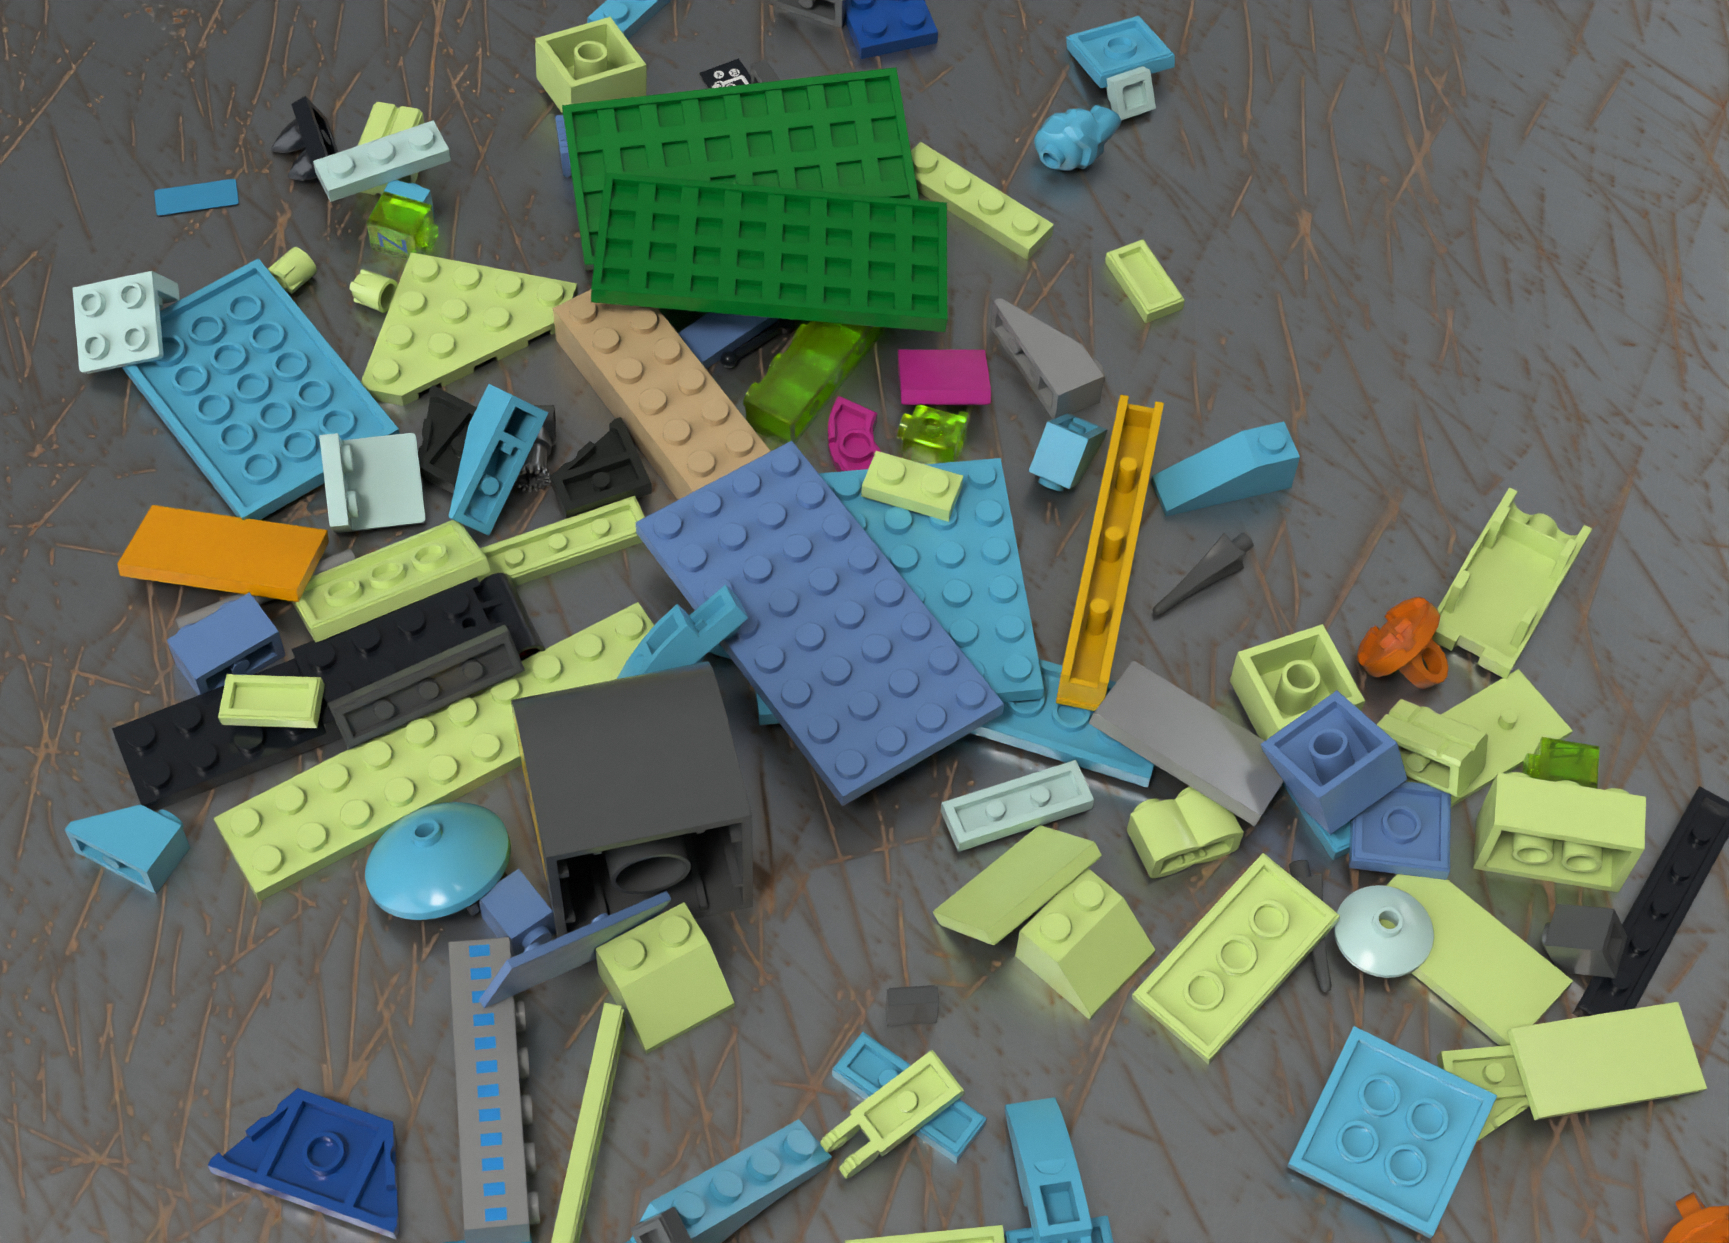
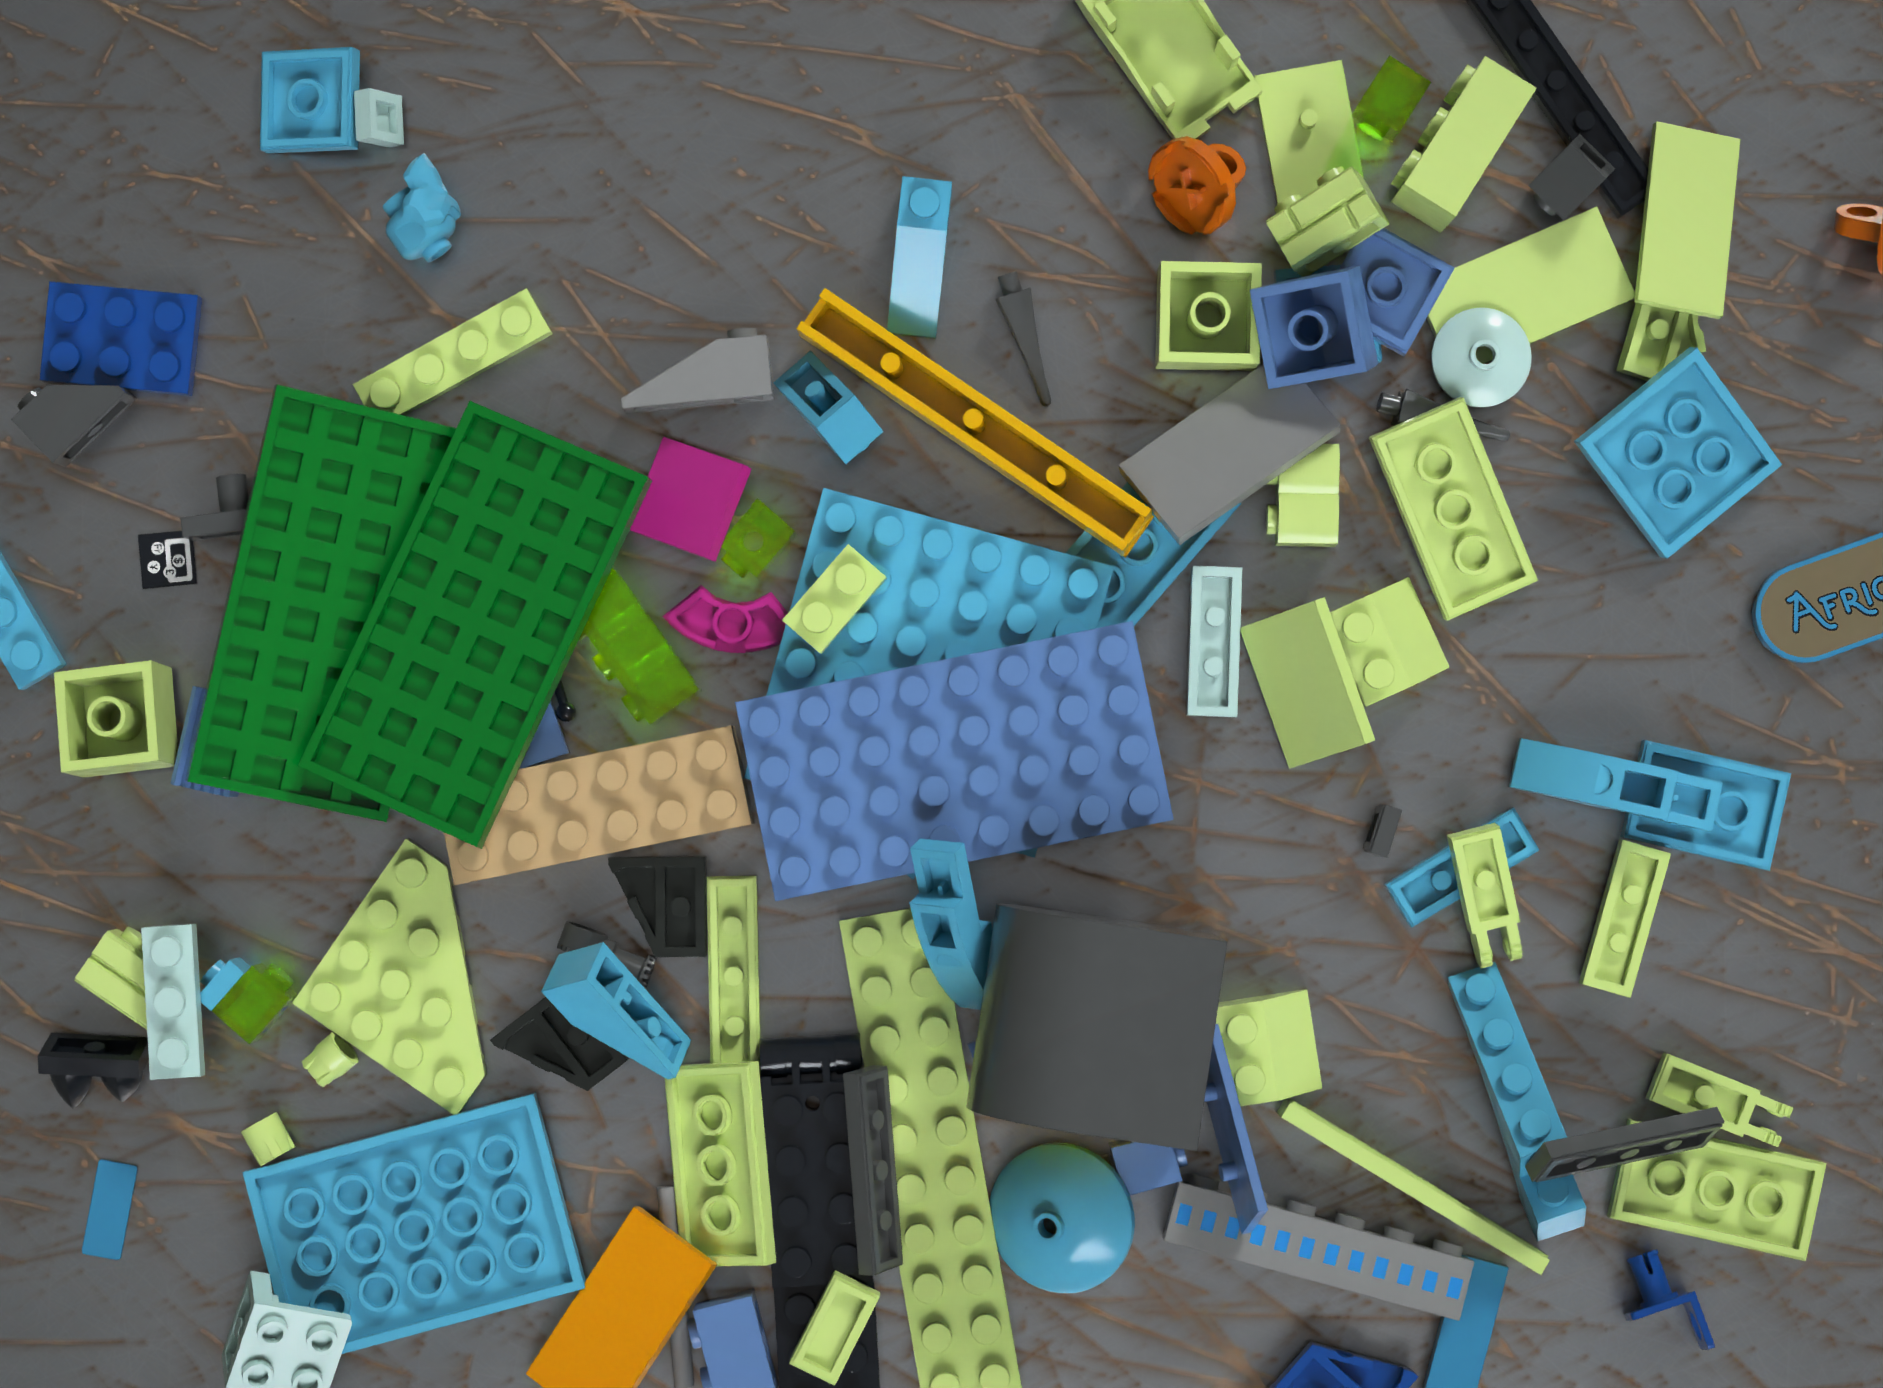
camera: 65 degrees left, 30 degrees up
(372, 482) = (595, 1145): light aqua bracket -> none
(1144, 281) = (635, 222): yellowish green tile -> none

